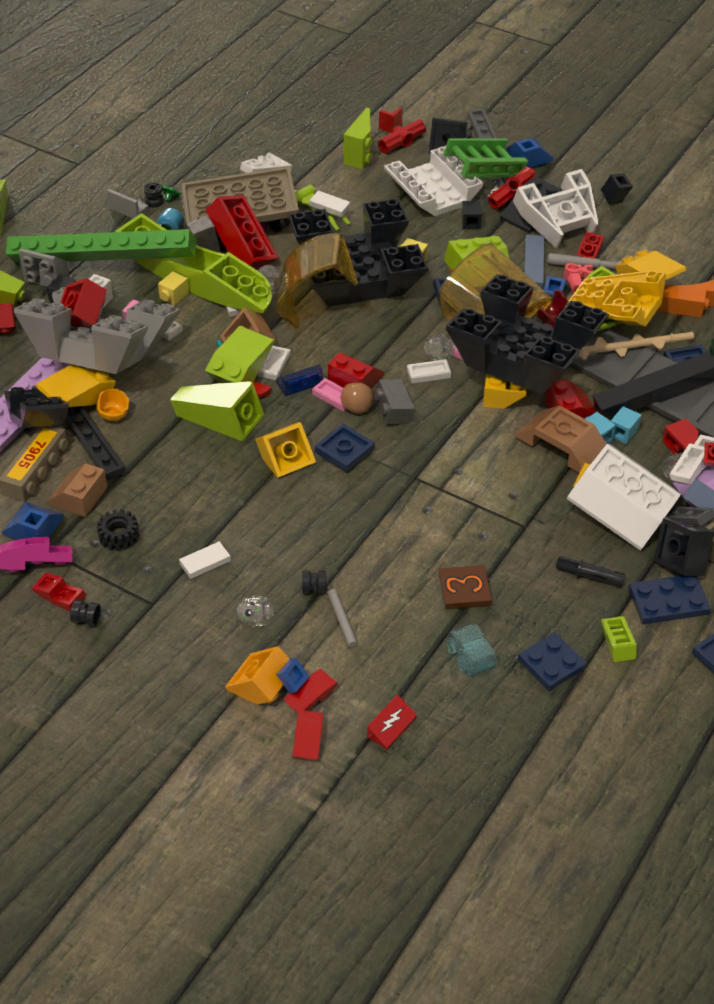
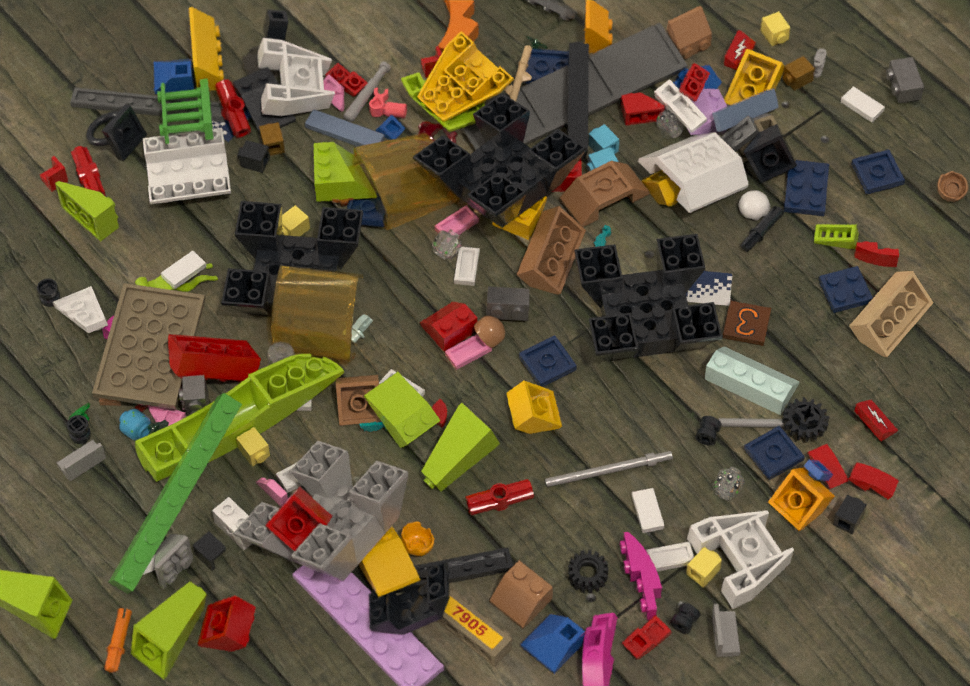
camera: 70 degrees left, 10 degrees up
(79, 647) = (725, 633): none -> light grey panel
(132, 568) = (643, 571): none -> dark pink slope
(150, 614) = (704, 566): none -> light yellow brick
(157, 590) = (671, 556): none -> white tile
(173, 641) = (747, 548): none -> white wedge
(178, 449) = (511, 494): none -> red piece
(255, 722) = (850, 514): none -> black brick
(262, 546) = (650, 460): none -> light grey bar
(276, 145) = (48, 292): none -> black wheel
(300, 380) = (436, 373): clear blue panel -> none
(310, 642) = (774, 452): none -> dark blue plate
(324, 319) = (359, 327): none -> light aqua piece
(360, 658) = (815, 423): none -> black gear
(395, 603) = (750, 379): none -> light aqua slope
(435, 496) = (647, 309): none -> black slope
(471, 649) = (821, 338): clear light blue brick -> none
(472, 419) = (551, 251): none -> medium nougat slope
(495, 219) = (272, 137): none -> pearl gold brick
(496, 548) = (711, 288): none -> sticker
(509, 453) = (600, 239): none -> teal piece
(536, 706) = (891, 313): none -> tan slope
(562, 154) = (205, 48): none -> yellow slope
(570, 242) = (331, 84): none -> bright pink tile
(609, 673) = (869, 253): none -> red slope
(618, 558) = (754, 205): none -> white hair
(650, 261) = (418, 43): yellow slope -> none

